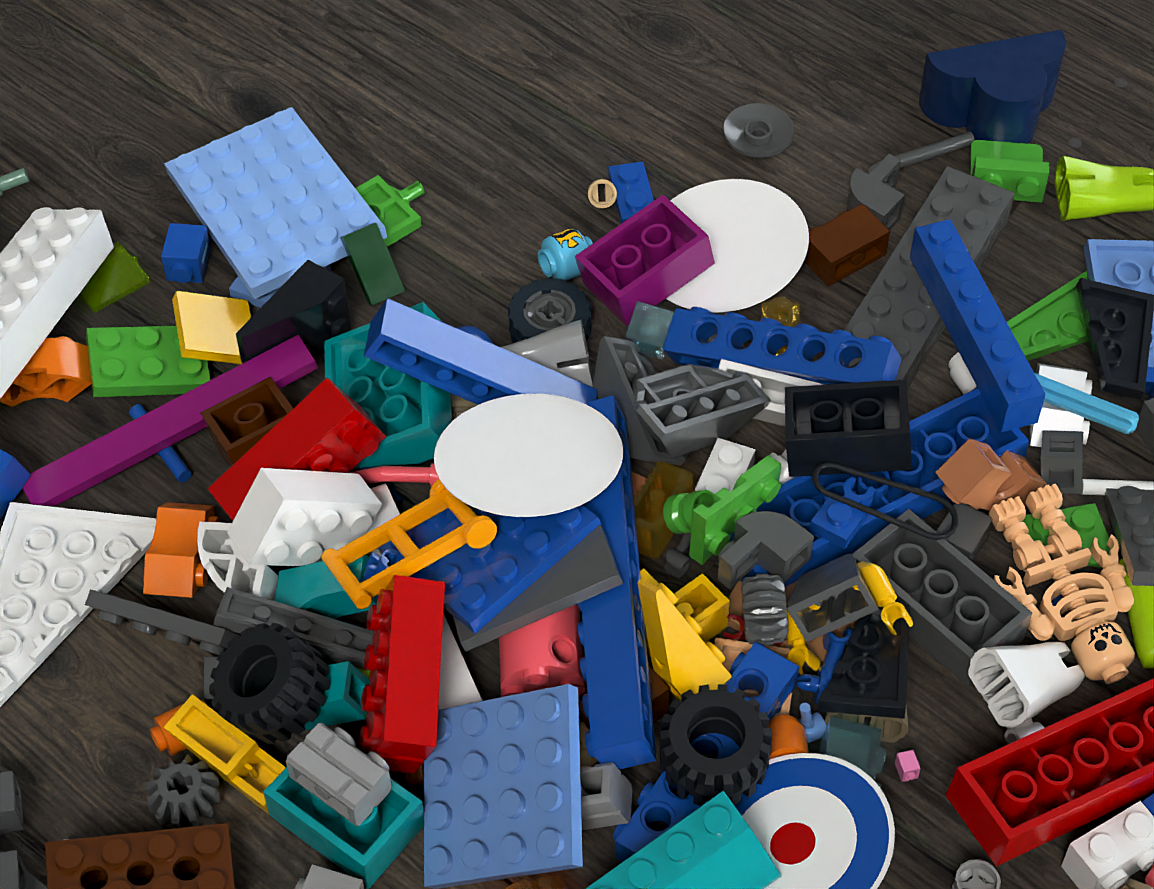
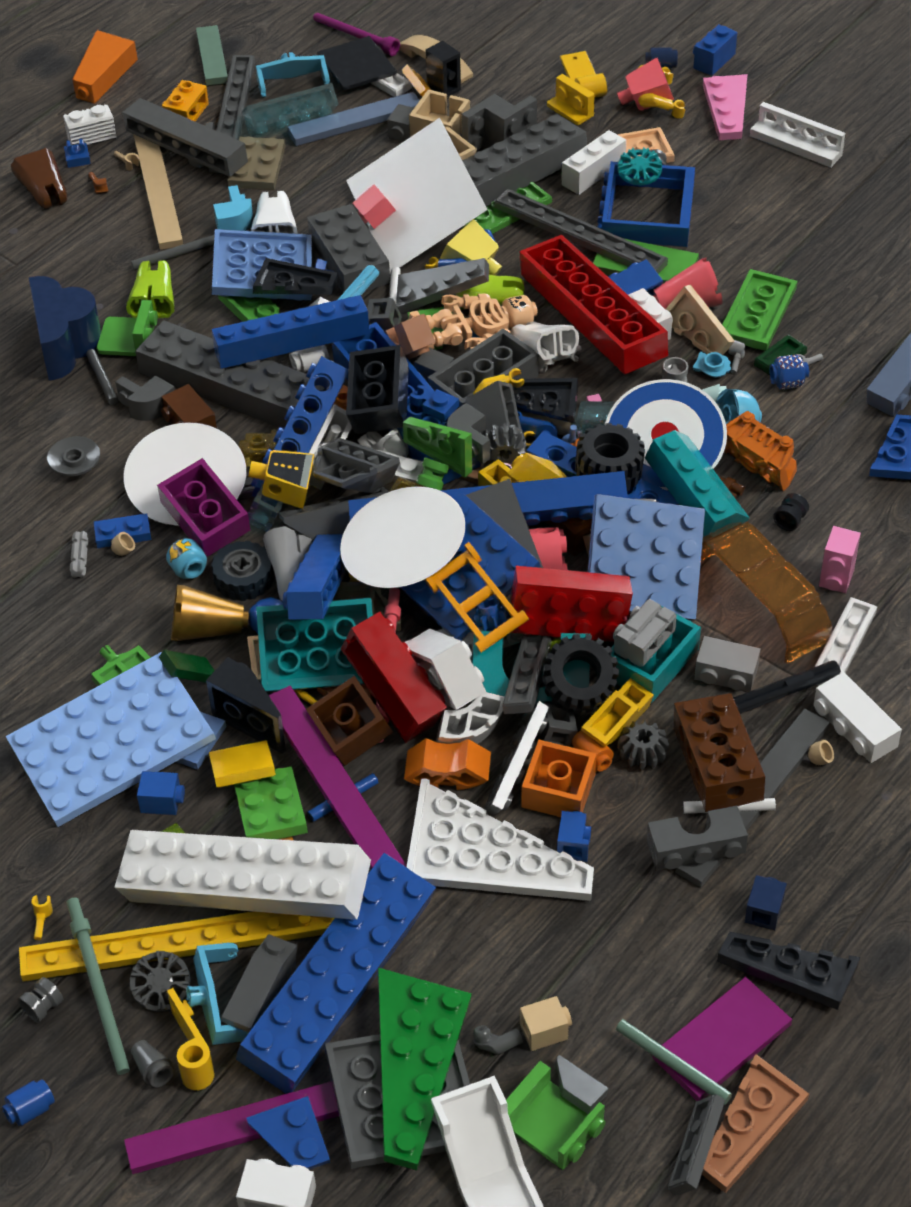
camera: 90 degrees left, 5 degrees down
(39, 696) = (574, 835): none -> blue brick
(48, 165) = (41, 912): none -> yellow hand
(124, 675) = (558, 779): none -> orange brick
(460, 270) = (205, 615): none -> pearl gold cone
(589, 154) = (79, 554): none -> light grey axle
(675, 329) = (284, 476): none -> torso
(945, 502) = (436, 387): black piece -> none

